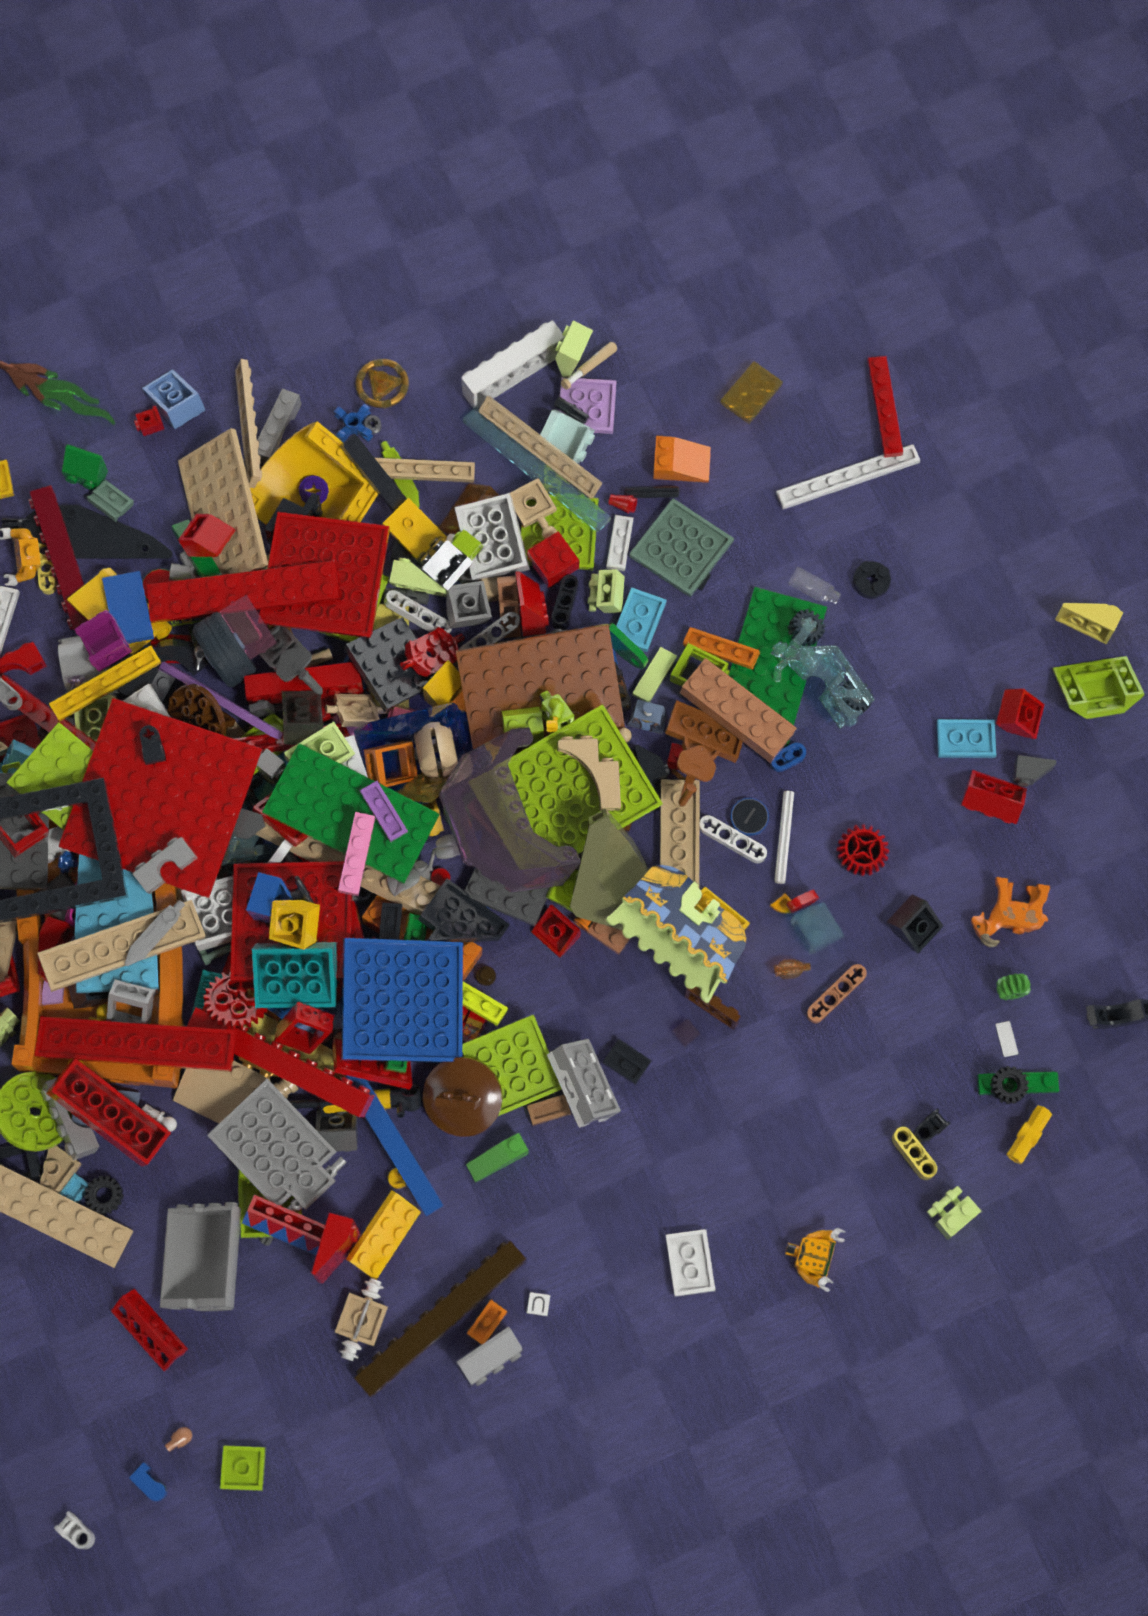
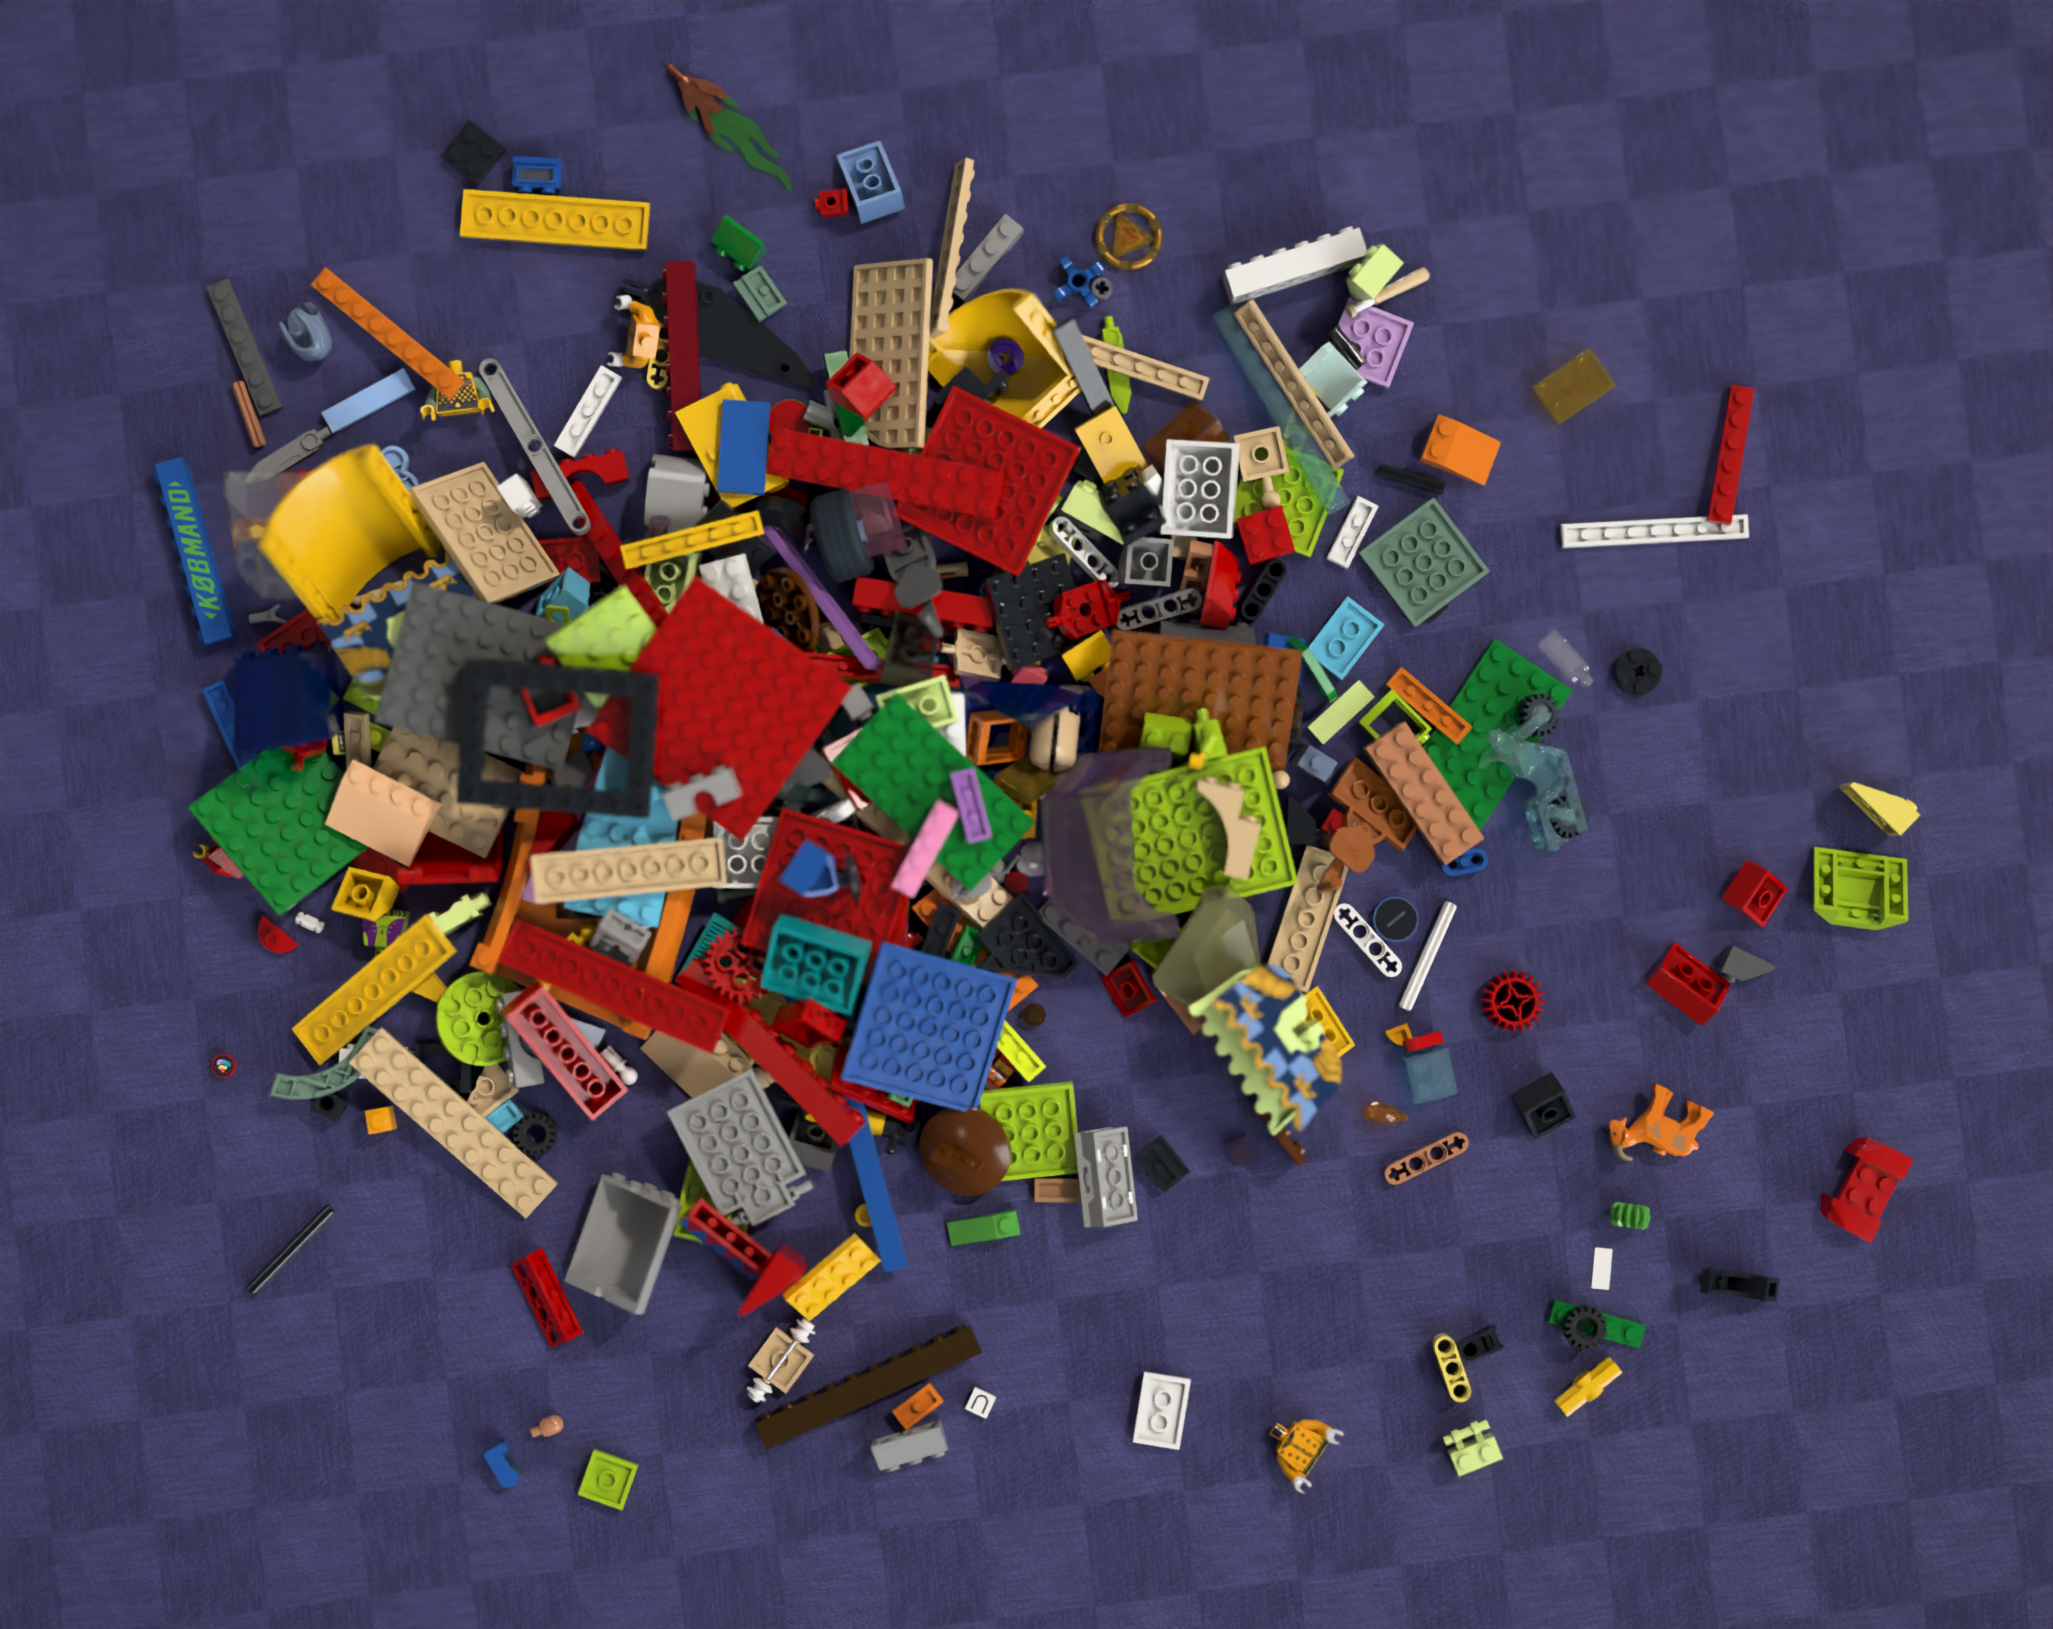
camera: 15 degrees right, 15 degrees up
(72, 1528) = (408, 1490): white piece -> none
(103, 640) = (704, 485): magenta panel -> none
(152, 749) = (725, 653): black piece -> none
(154, 933) = (668, 868): light grey piece -> none
(262, 708) = (867, 620): flat silver plate -> none
(294, 922) = (830, 911): yellow slope -> none
(467, 544) = (1166, 492): lime brick -> none
(606, 591) = (1319, 595): yellowish green brick -> none
(623, 502) = (1372, 483): red cone -> none
(966, 738) = (1681, 902): medium azure tile -> none

